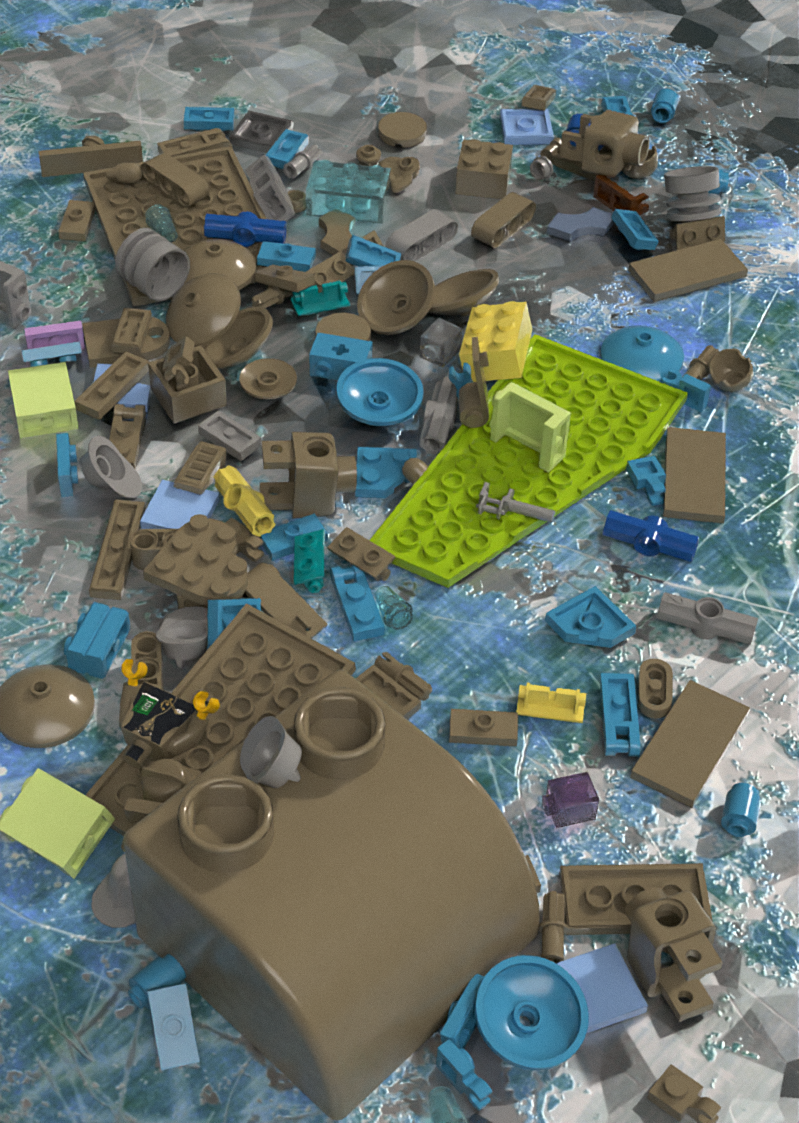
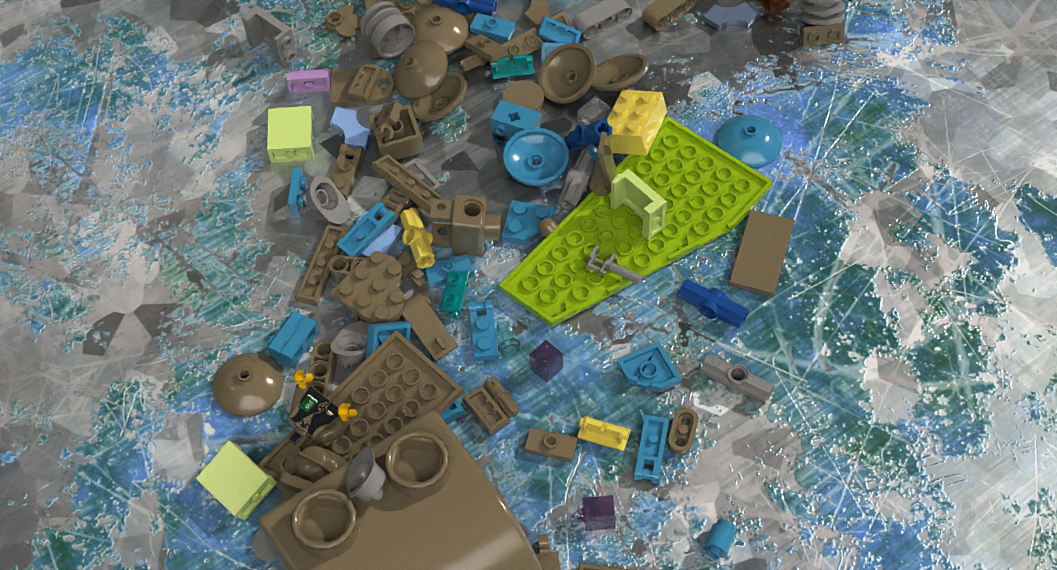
camera: 15 degrees right, 10 degrees up
(39, 356) = (311, 96): dark azure plate -> none
(87, 269) = (343, 21): none -> dark tan plate
(112, 385) = (341, 129): dark tan plate -> none
(174, 496) = (366, 230): none -> dark azure plate
(216, 437) = (406, 182): none -> dark tan tile
(268, 378) = (457, 134): dark tan dish -> none
(362, 554) = (493, 293): dark tan hinge -> none
(441, 357) = (587, 135): none -> blue piece
(453, 625) = (546, 361): none -> clear purple brick
(634, 229) = (771, 26): dark azure plate -> none
(648, 474) = (725, 250): dark azure plate -> none
(687, 270) = (805, 67): dark tan tile -> none
(690, 743) = (699, 478): dark tan tile -> none
(697, 390) = (781, 180): dark azure plate -> none
(699, 366) = (789, 159): dark tan axle -> none
(730, 370) = (812, 165): dark tan hair -> none

